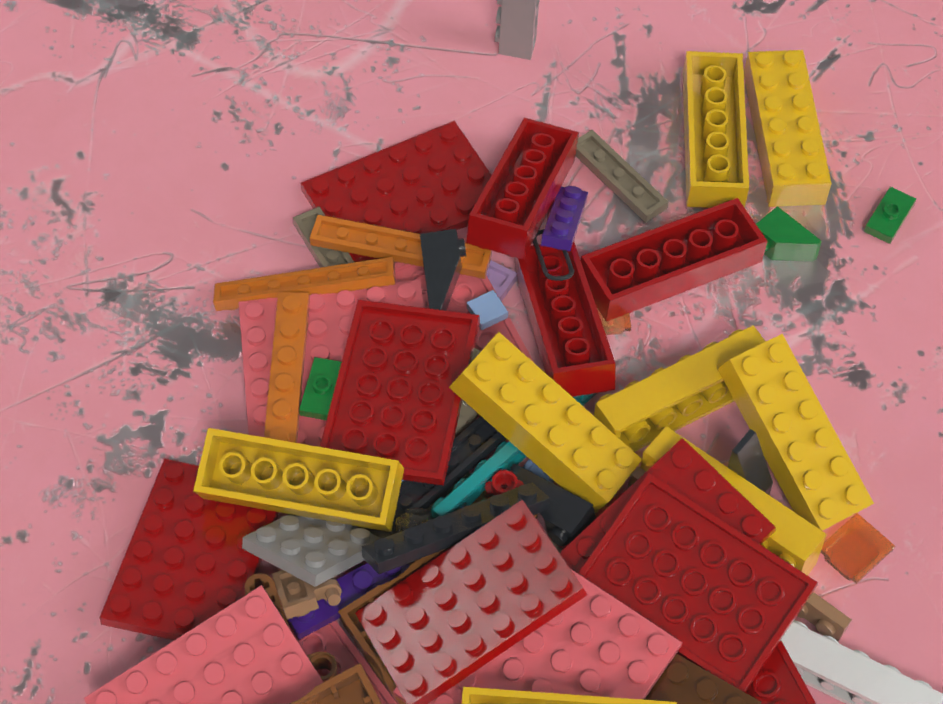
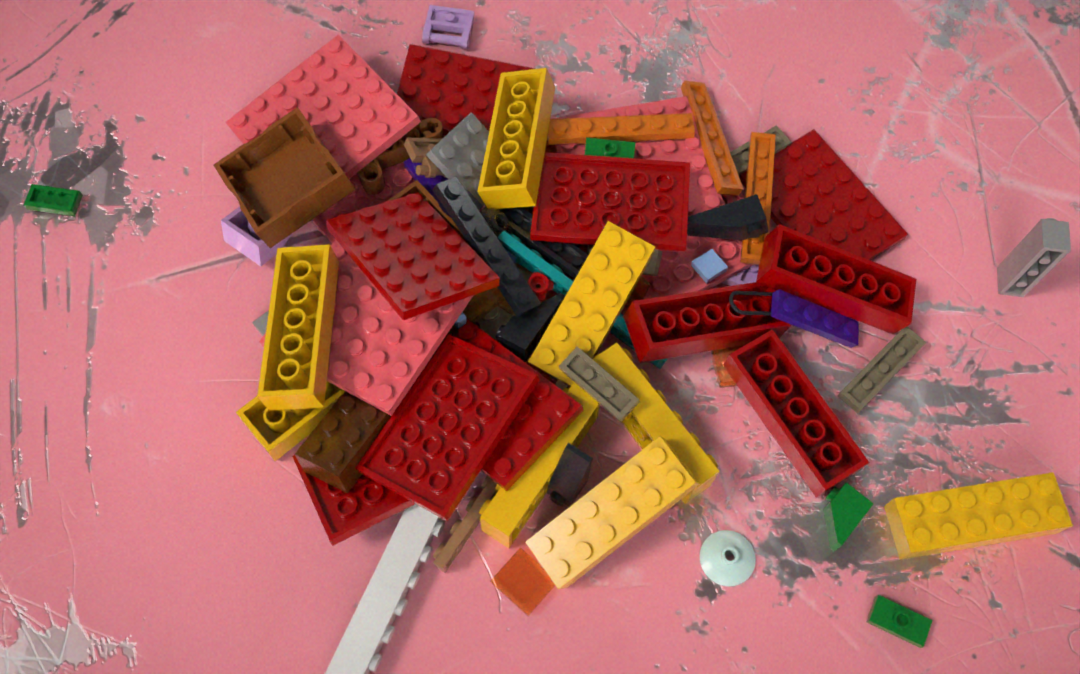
camera: 85 degrees right, 10 degrees up
(55, 571) = (448, 20): none -> lavender plate
(652, 422) = (599, 384): none -> dark tan plate
(714, 129) = (954, 447): yellow brick -> none
(821, 362) = (720, 569): none -> light aqua dish

